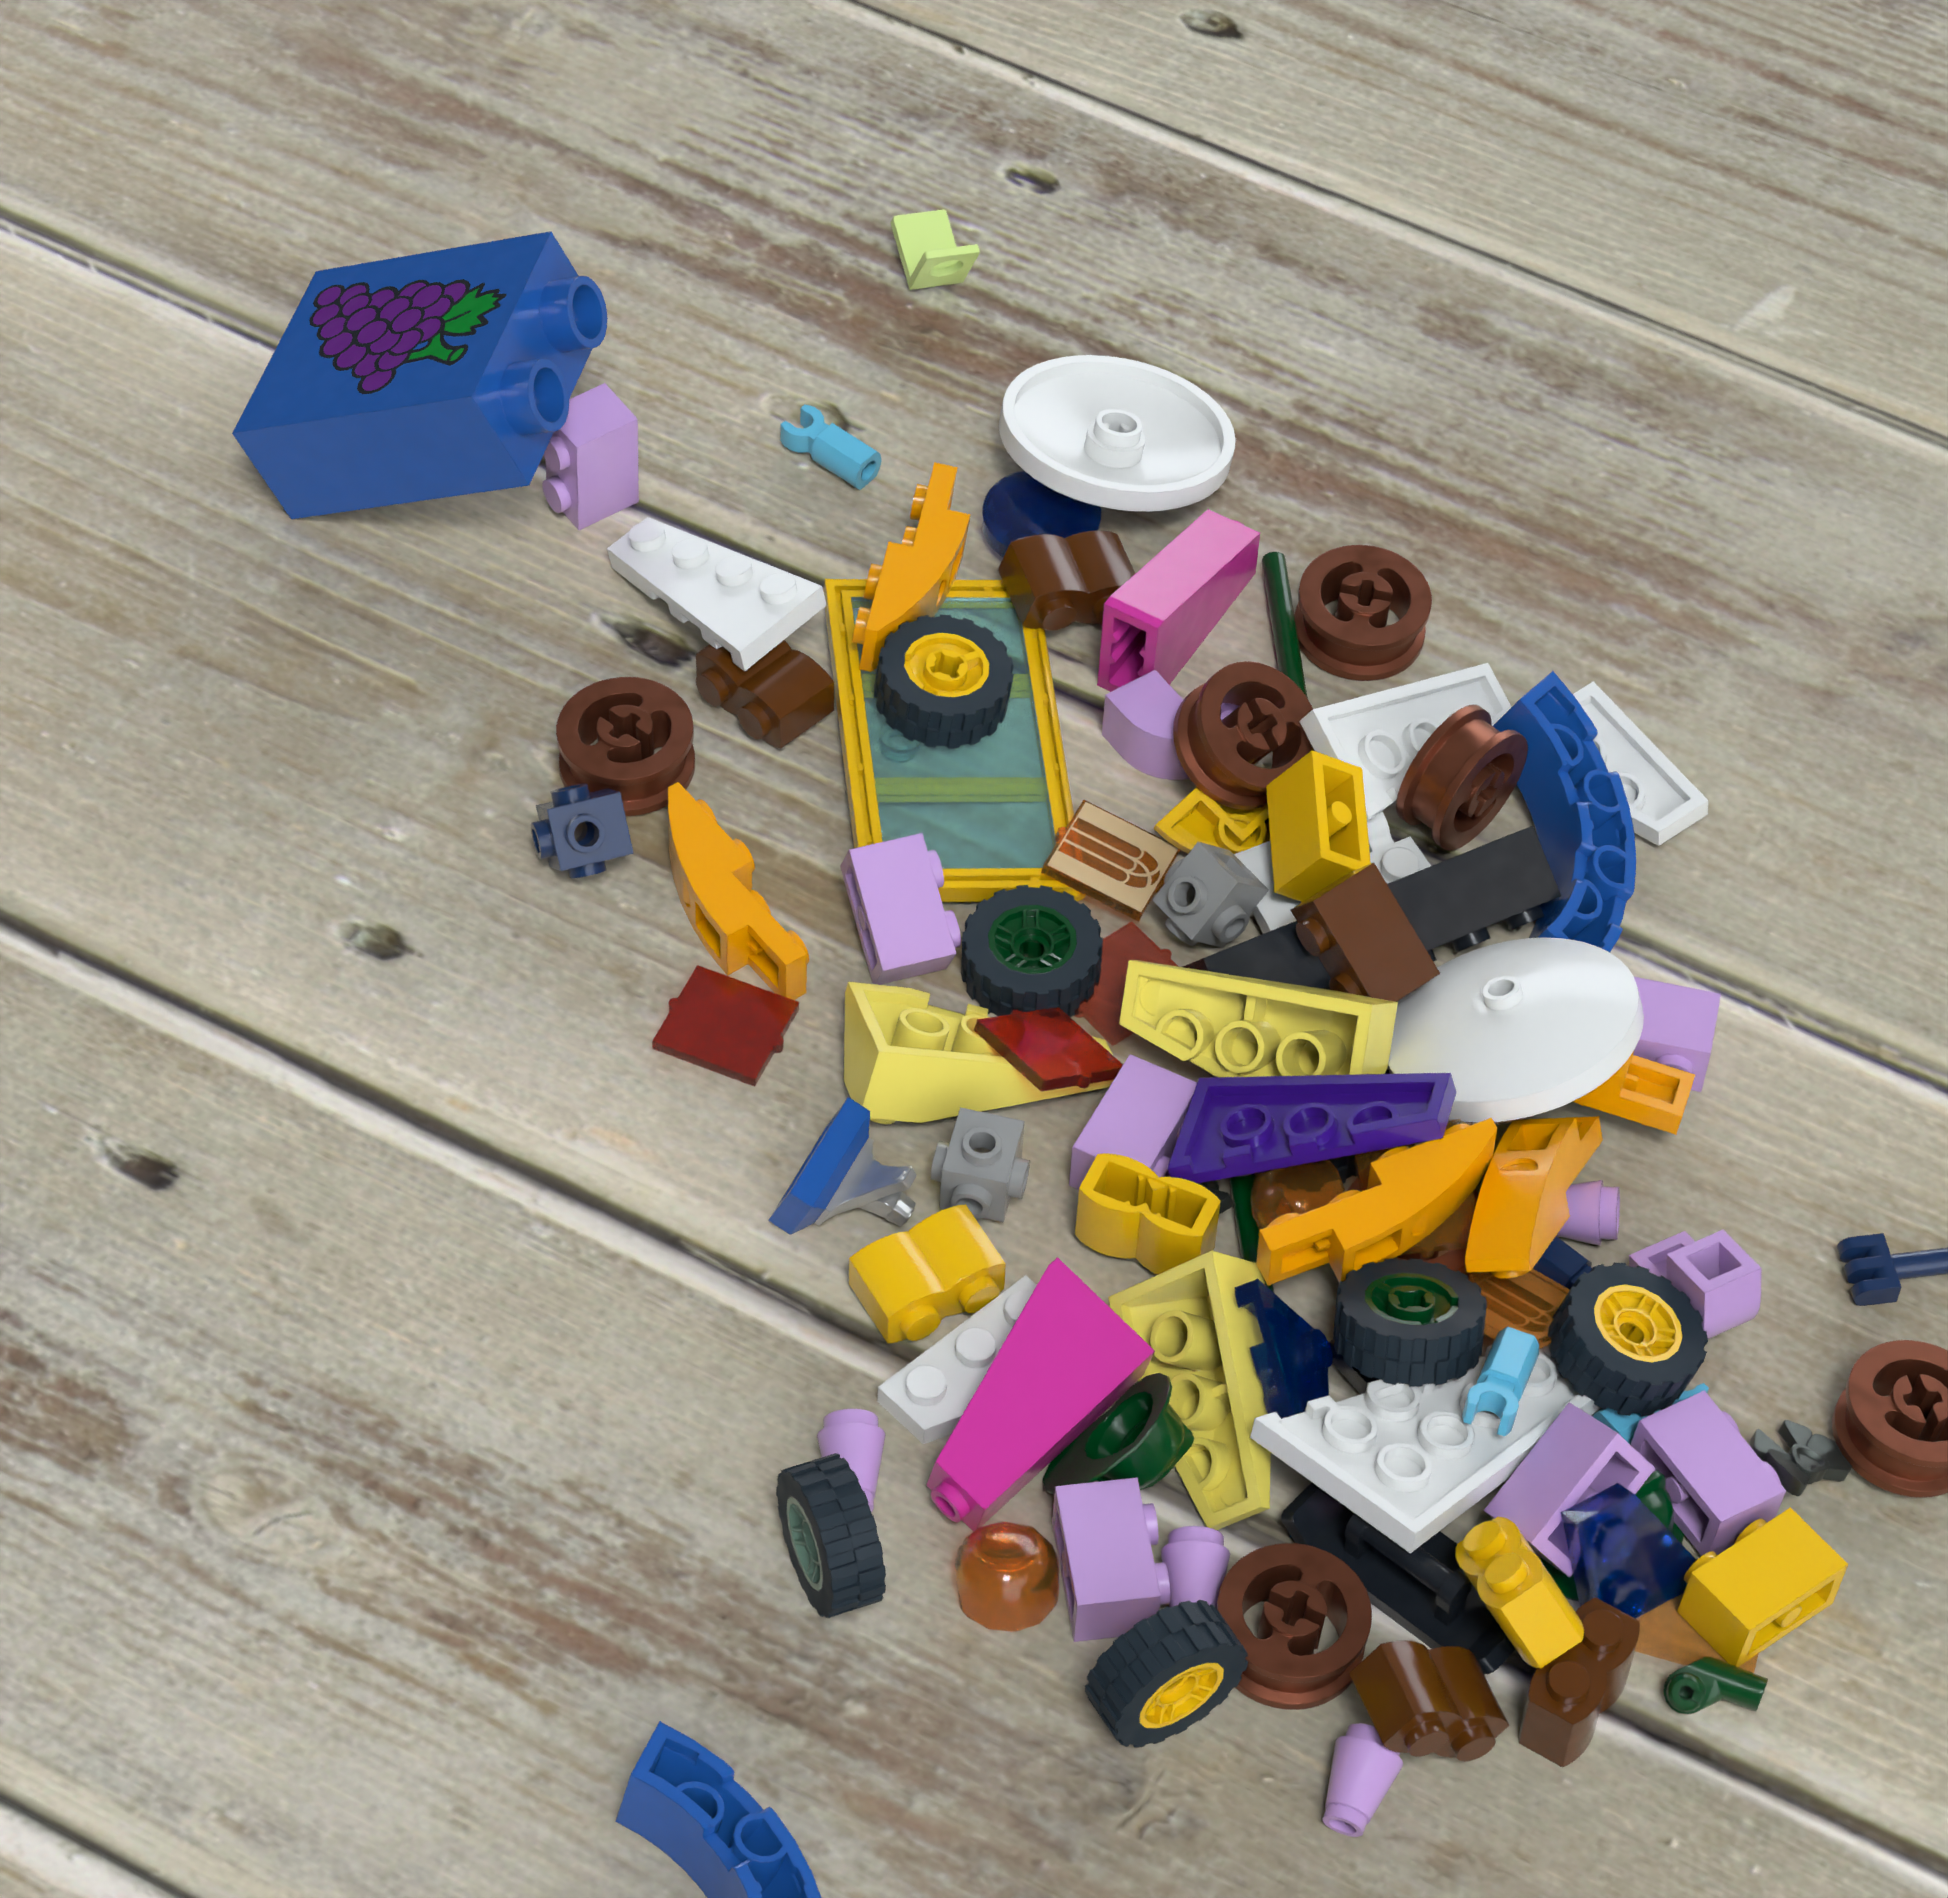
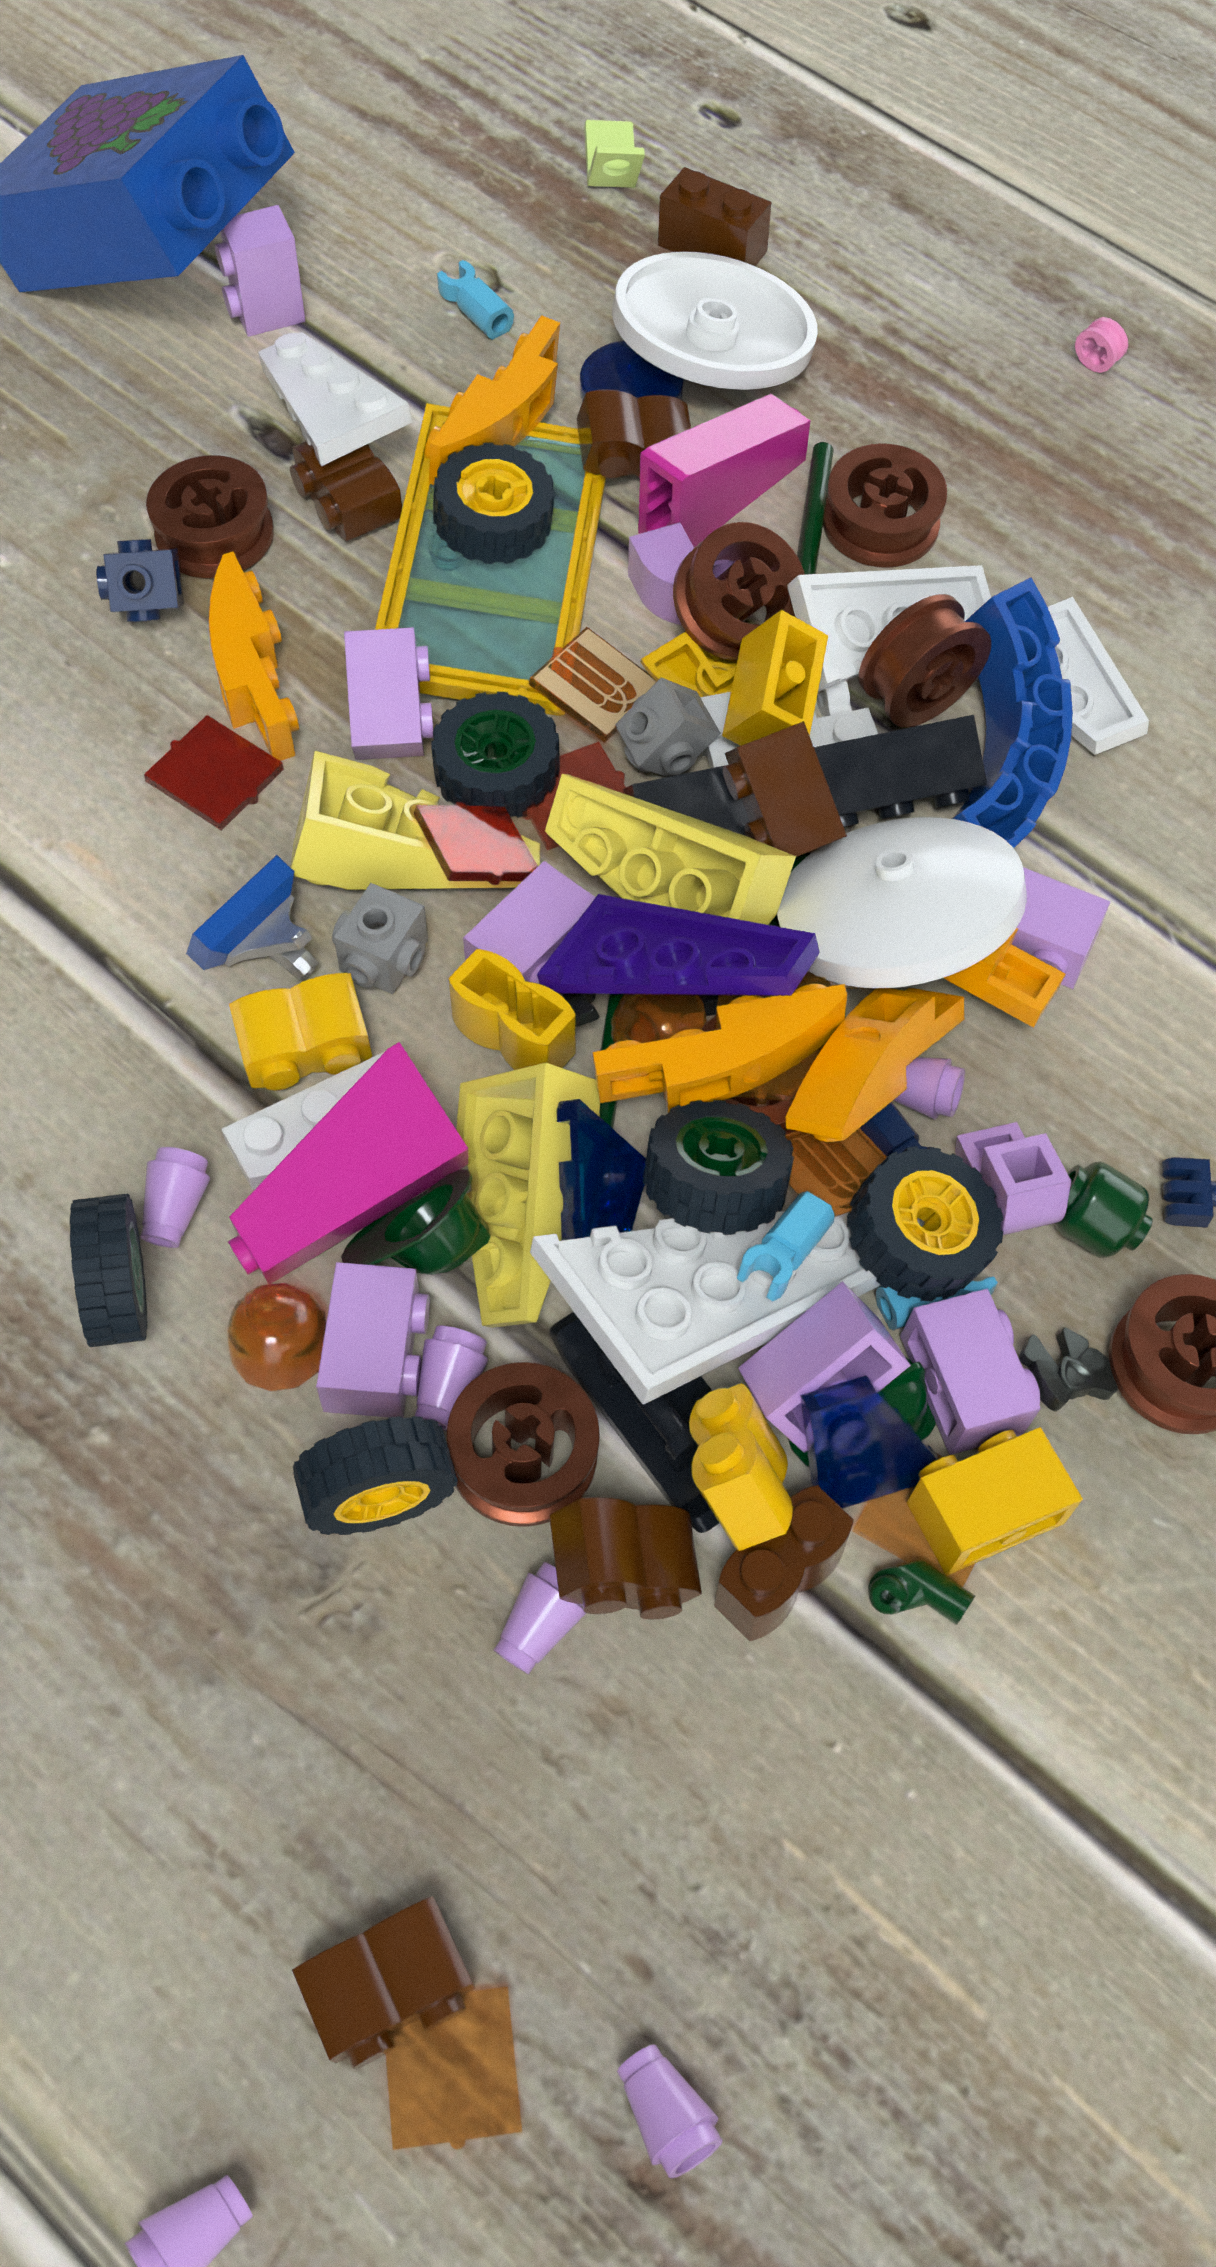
camera: 15 degrees right, 10 degrees up
(1074, 314) = (713, 218): none -> reddish brown brick
(1544, 392) = (1101, 344): none -> bright pink bush
(1796, 1300) = (1105, 1210): none -> dark green head

